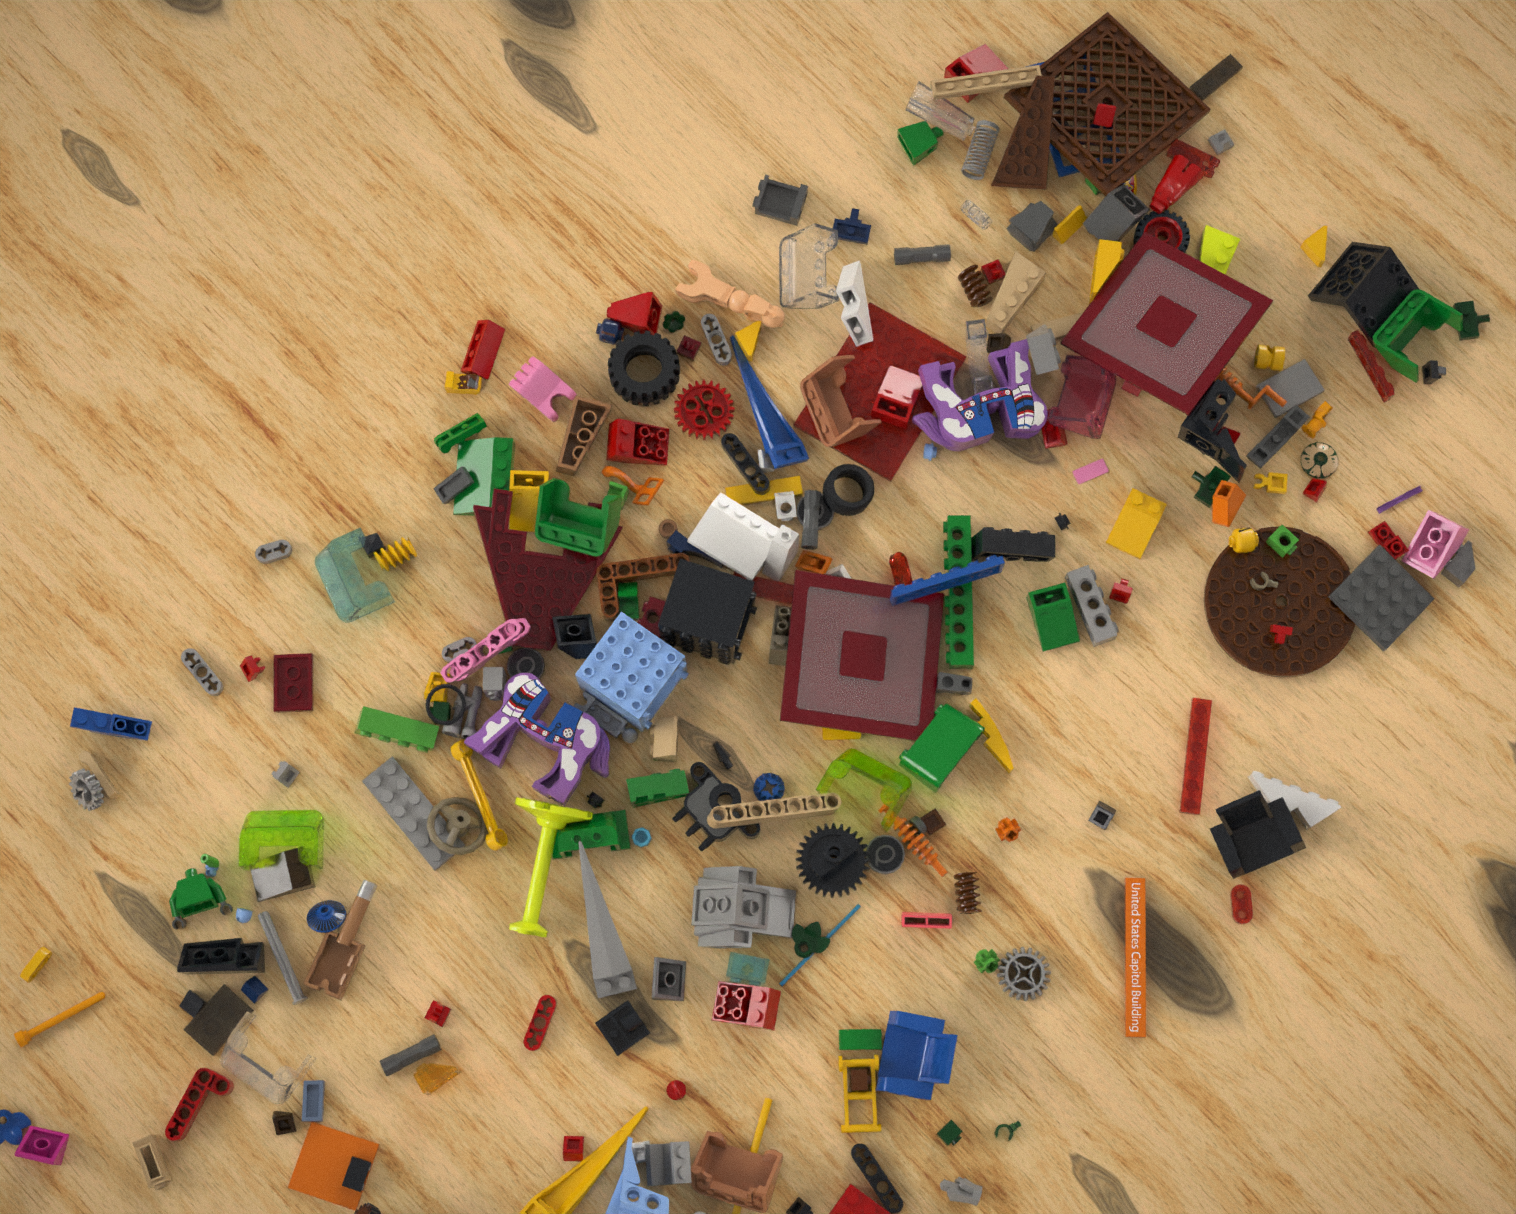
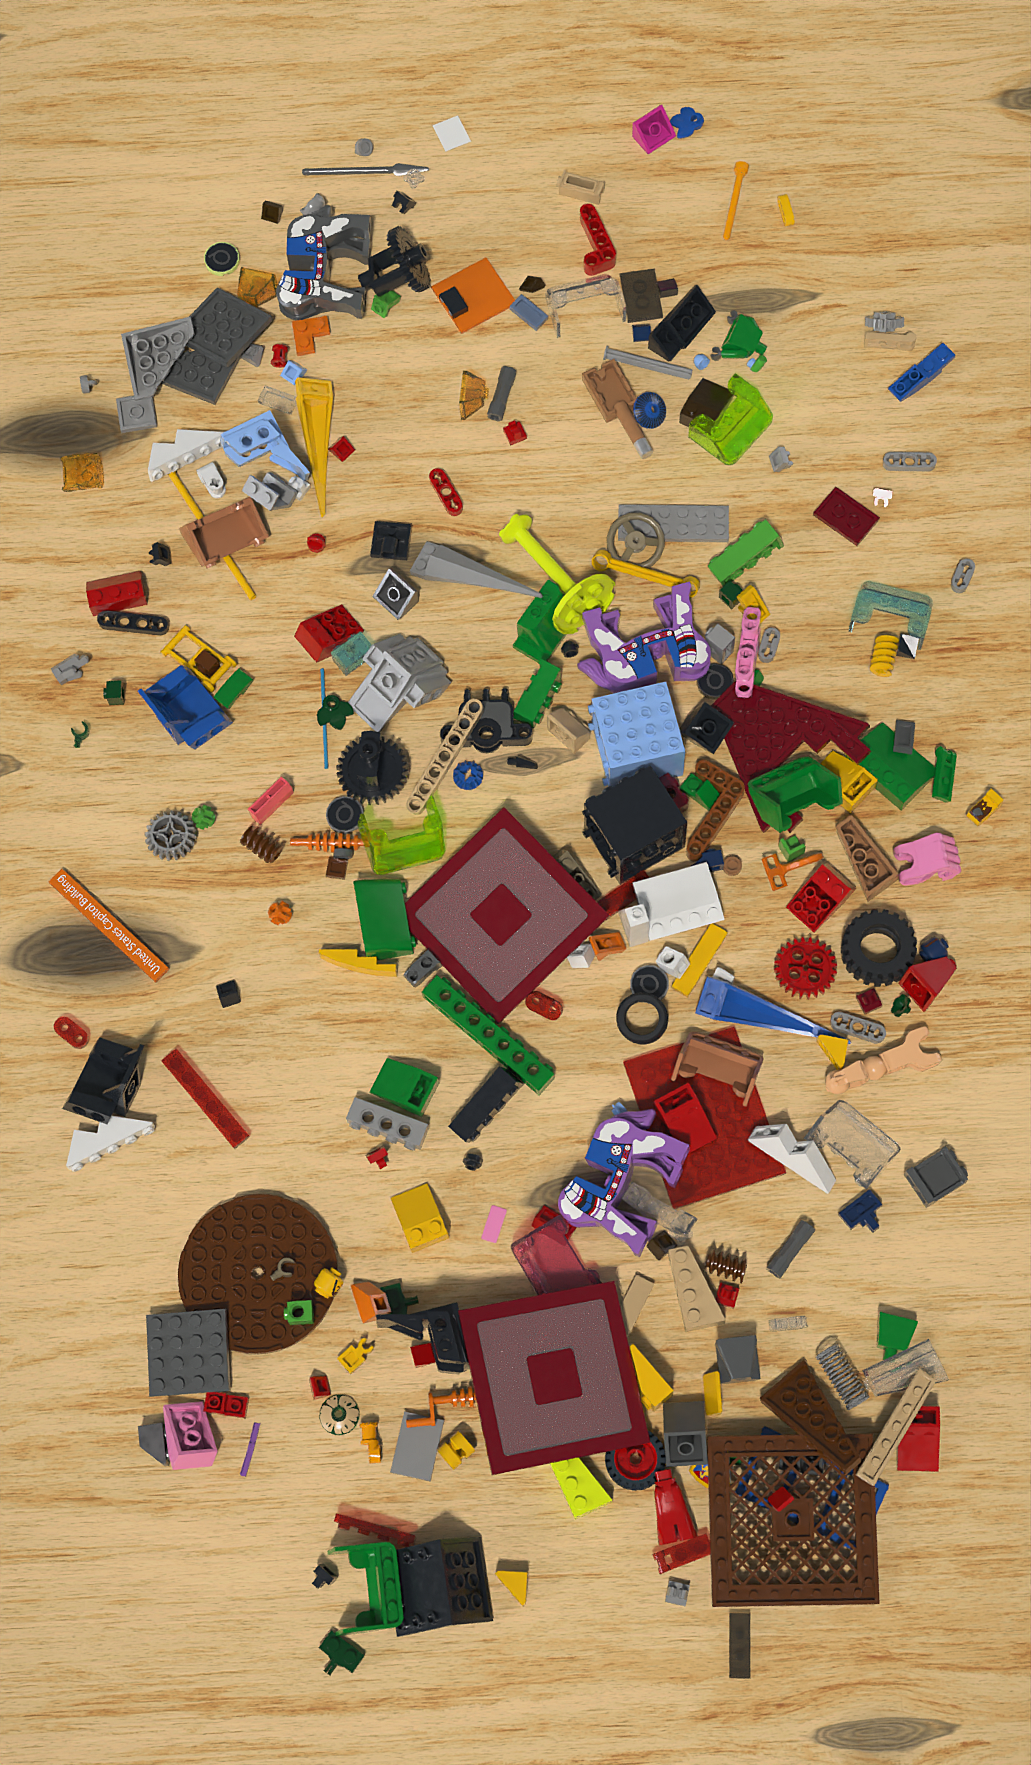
camera: 135 degrees right, 5 degrees down
(428, 704) = (745, 602): black tyre -> none
(472, 706) = (725, 613): light grey piece -> none
(483, 349) = (1001, 845): red panel -> none
(641, 837) = (513, 659): medium azure tile -> none
(744, 464) = (733, 962): black beam -> none
(811, 518) = (632, 960): dark grey axle -> none
(940, 582) = (504, 1013): blue plate -> none
(1043, 354) = (619, 1259): light grey slope -> none
(1278, 436) = (386, 1393): dark grey slope -> none
(1280, 632) = (233, 1244): red tile -> none

